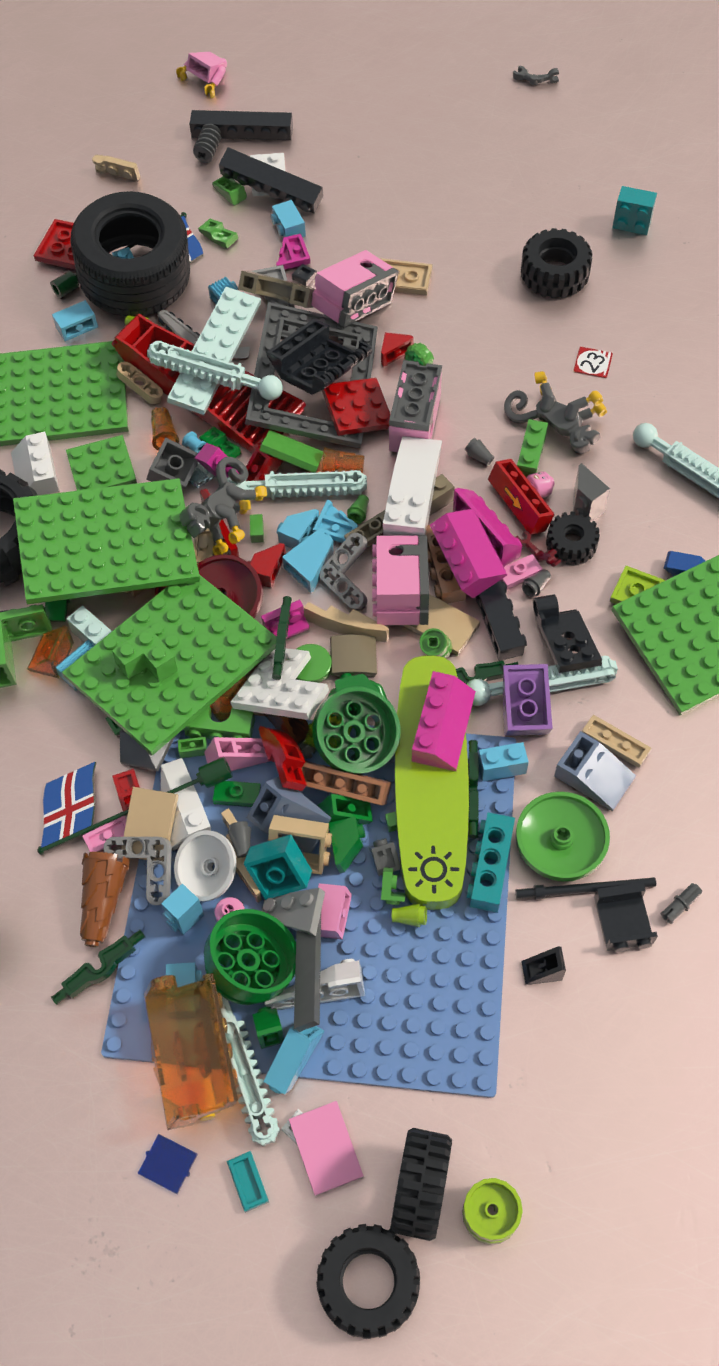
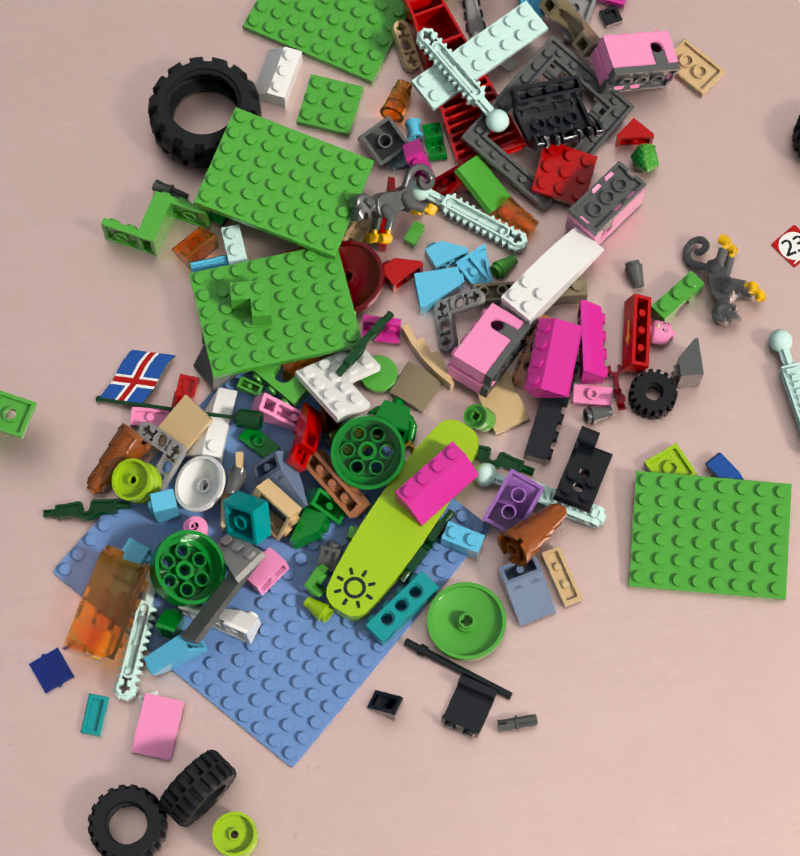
camera: 30 degrees right, 10 degrees up
(135, 902) = (136, 480): none -> lime wheel
(565, 717) = (527, 536): none -> dark orange cone

